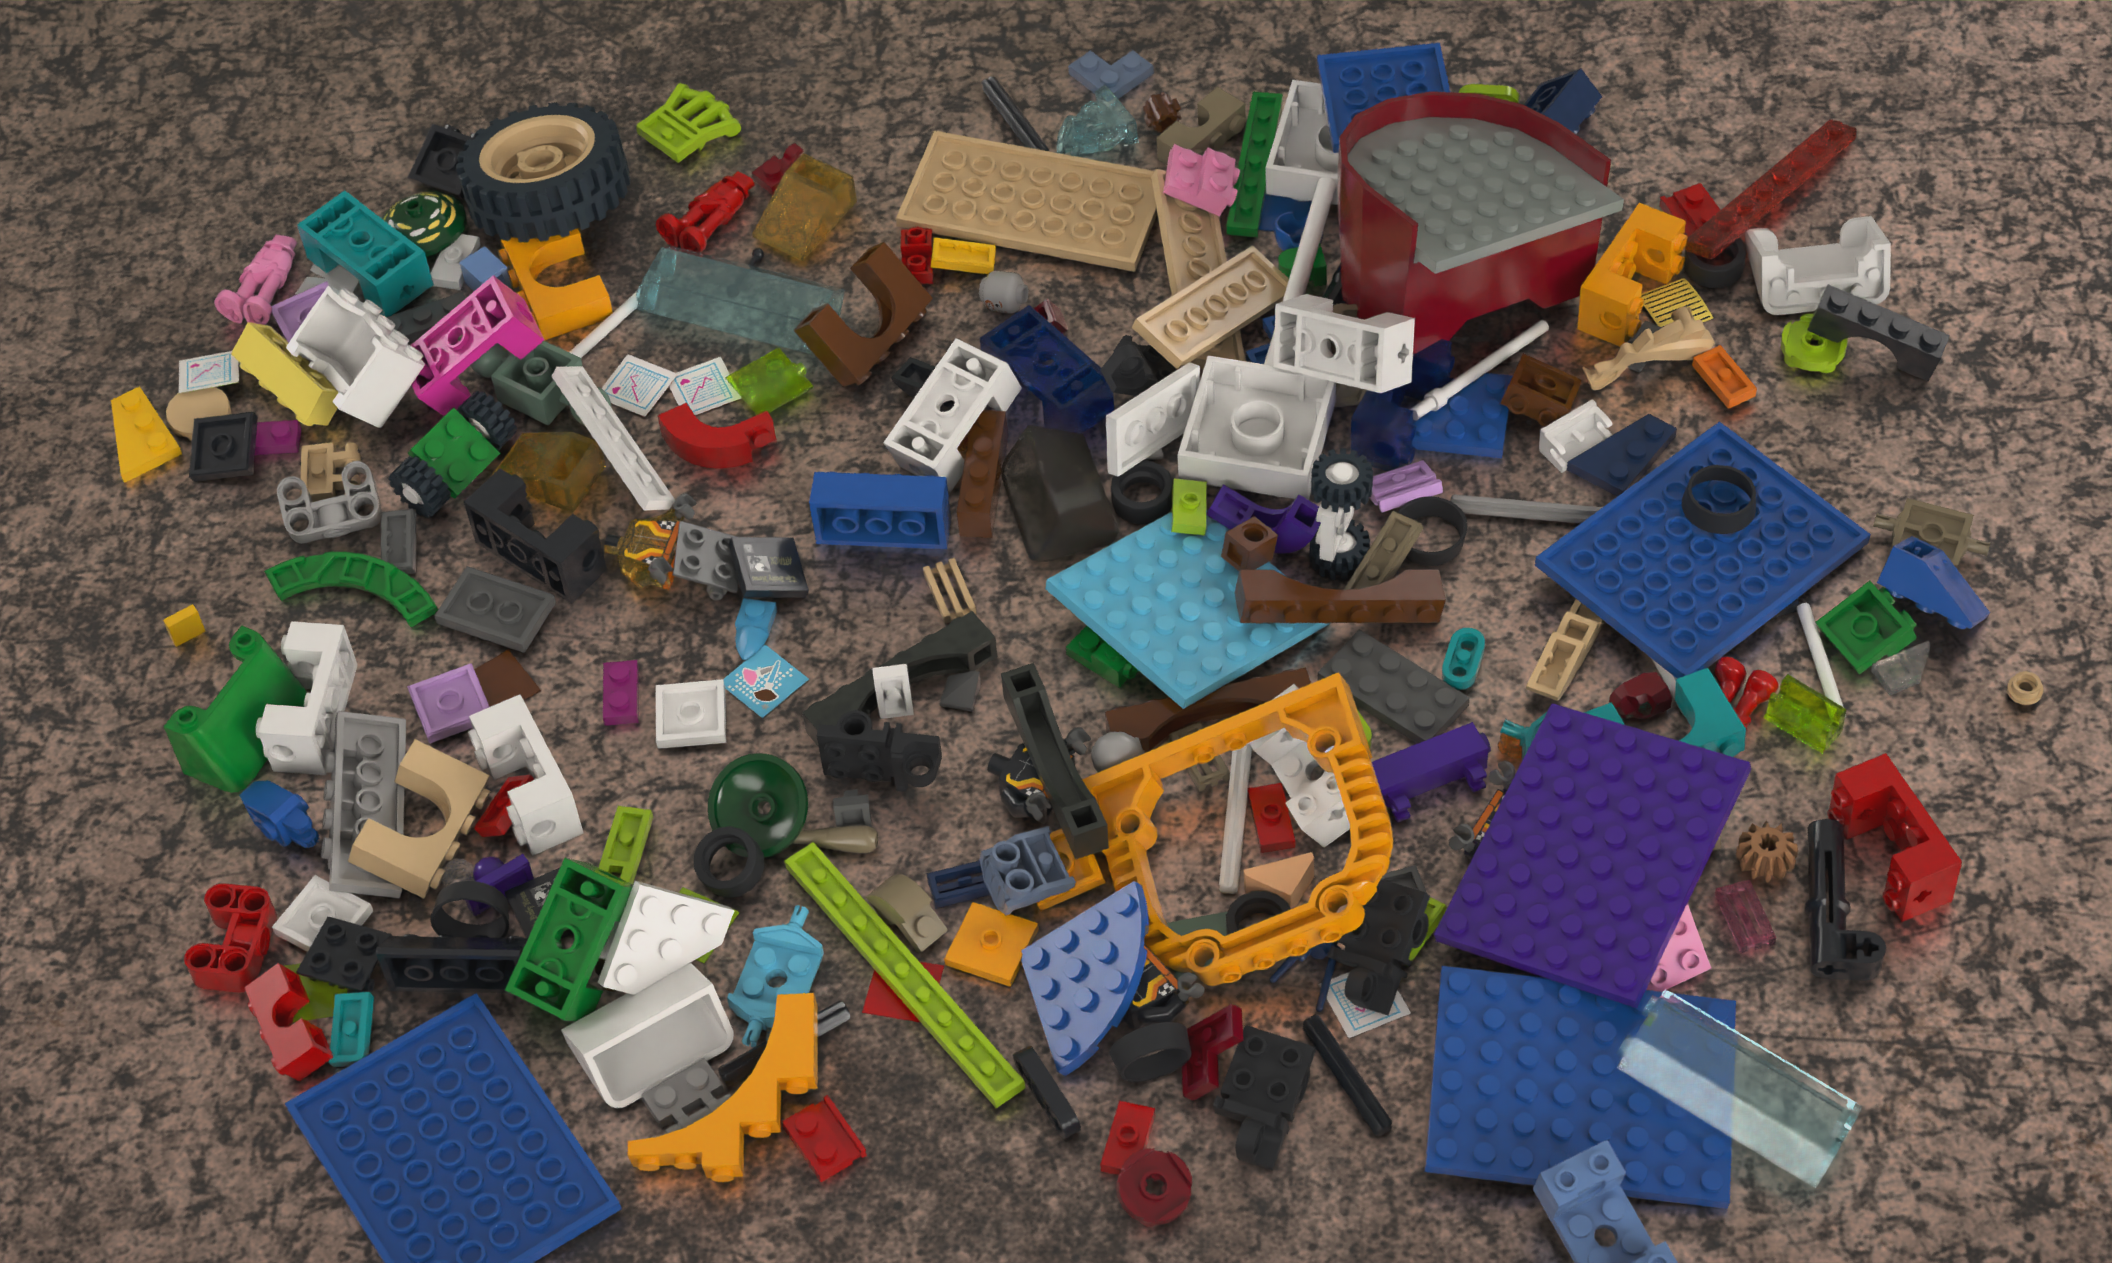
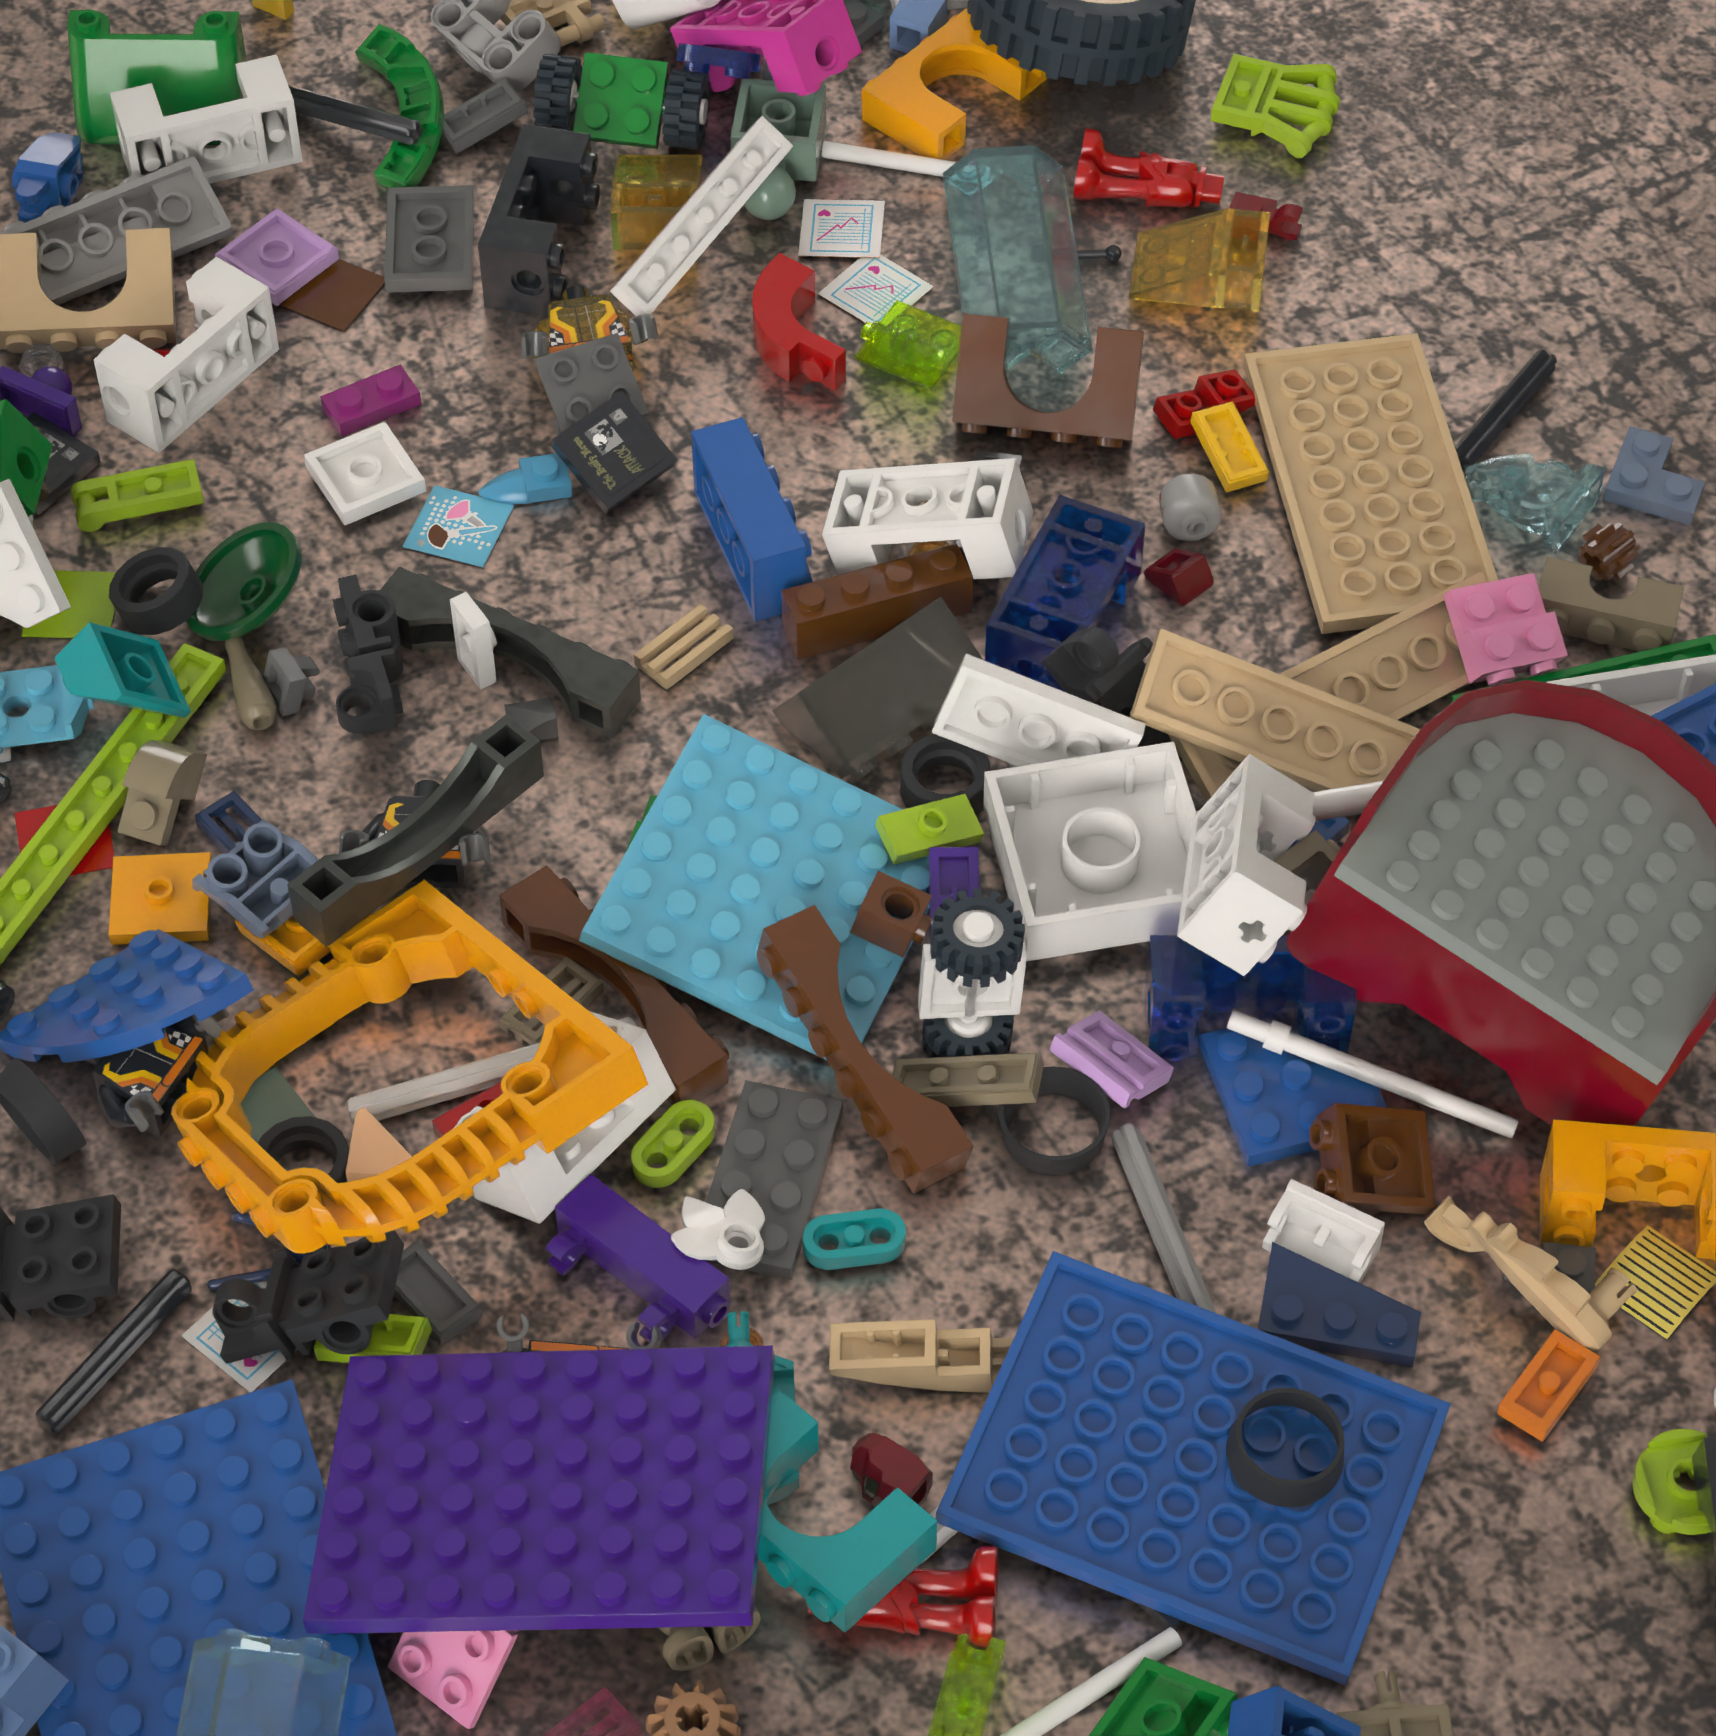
camera: 60 degrees right, 0 degrees up
(366, 600) = (356, 116): none -> black axle
(484, 369) = (700, 58): none -> clear blue plate
(808, 896) = (121, 671): none -> teal slope
(1114, 749) = (487, 901): light grey hair -> none
(1206, 1041) = (90, 1174): dark red plate -> none
(1435, 714) = (722, 1234): none -> white plate

